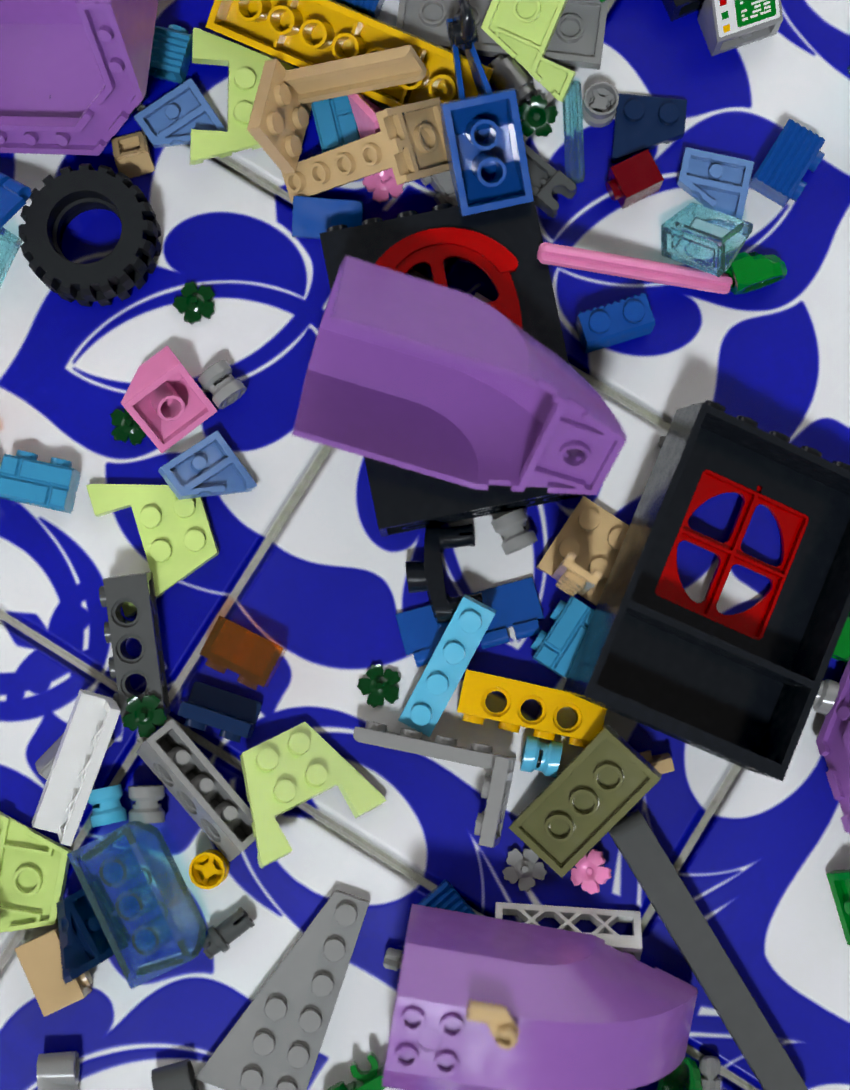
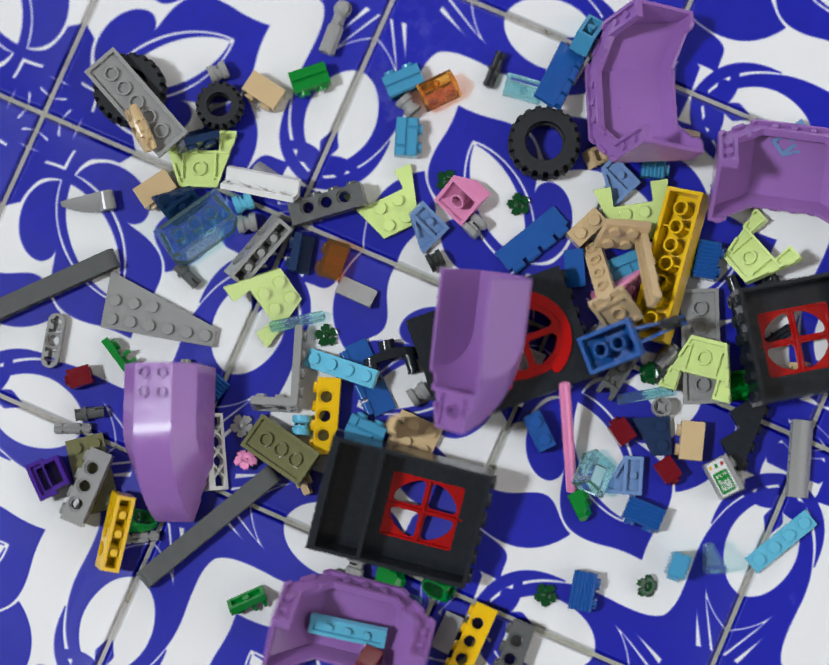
camera: 85 degrees right, 0 degrees up
(144, 714) = (292, 214): dark green plant -> none
(204, 872) = (215, 260): yellow wheel -> none
(256, 280) = (536, 235): none -> blue windscreen
(258, 185) = (586, 228): none -> tan brick
(273, 464) = (435, 260): none -> pearl dark grey wheel
(308, 618) = (356, 292): none -> light grey slope
(345, 743) = (291, 322): none -> clear light blue axle
(498, 1021) = (166, 413): tan arm -> none
(668, 62) = (690, 440): none -> tan brick
(714, 110) = (667, 470): none -> dark red brick

